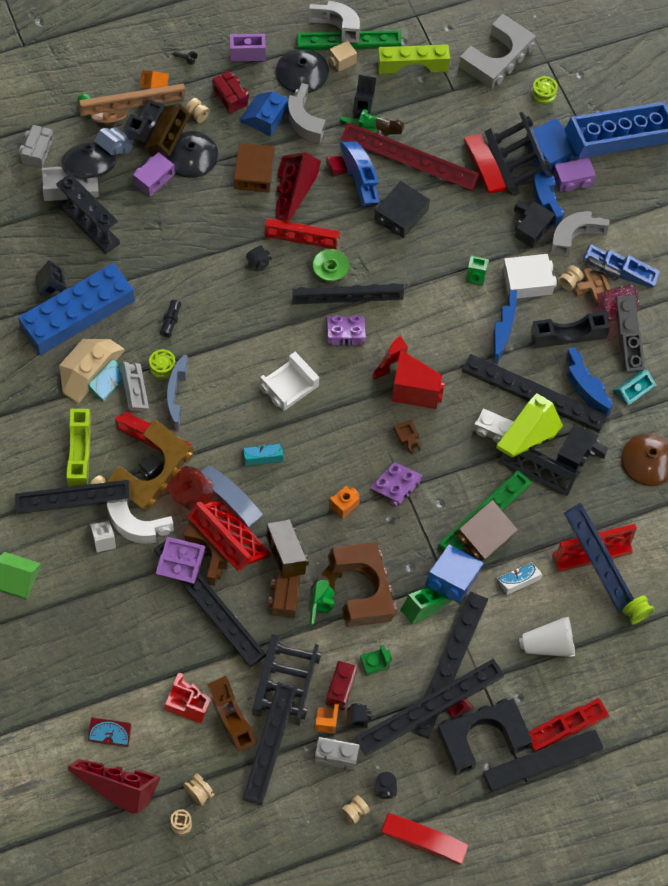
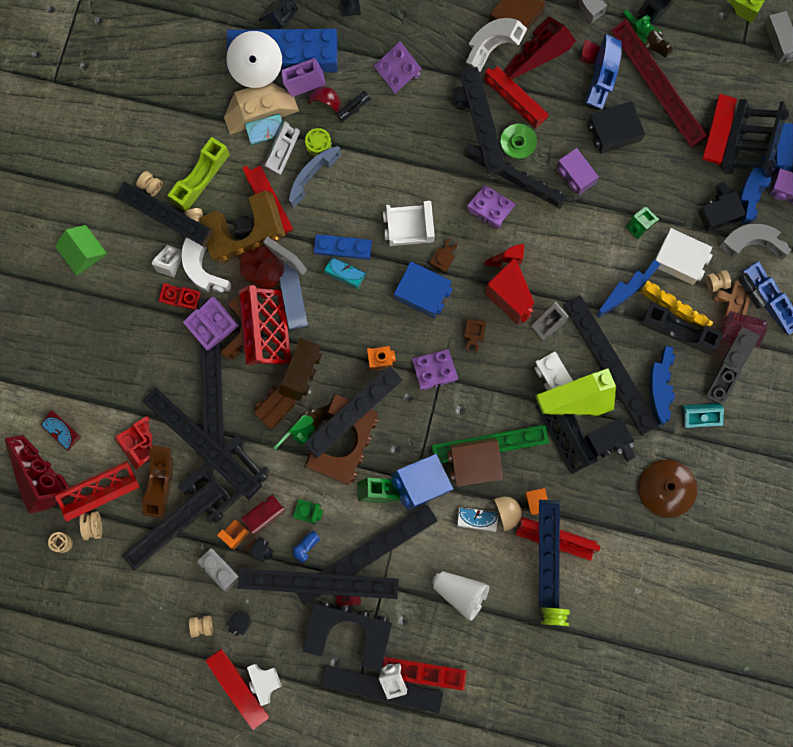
camera: 40 degrees right, 15 degrees up
(38, 482) = (150, 184): none -> tan wheel
(51, 333) = (267, 62): none -> white dish
(113, 317) = (303, 77): none -> medium lavender brick
(134, 560) = (179, 297): none -> red slope
(141, 321) = (327, 96): none -> dark red helmet
(186, 265) = (398, 67): none -> medium lavender hinge
(189, 760) = (101, 496): none -> red fence
(208, 463) = (285, 255): none -> light grey tile
(245, 434) = (343, 247): none -> blue plate
(246, 659) = (202, 444): none -> black tile
(249, 194) = (490, 36): none -> white arch
(292, 264) = (482, 121): none -> black plate
(336, 393) = (443, 258): none -> reddish brown plate
(340, 426) = (423, 290): none -> blue brick
(357, 552) = (353, 412): none -> black plate
(394, 687) = (305, 545): none -> blue arm
(396, 261) = (577, 172): none -> medium lavender brick
(442, 818) = (263, 682): none -> white brick
(462, 387) = (550, 321): none -> light grey slope
(525, 317) = (676, 307): none -> yellow hinge
(542, 552) = (509, 511): none -> tan helmet
(548, 743) = (392, 681): none -> white bracket
(557, 530) = (533, 498): none -> orange panel

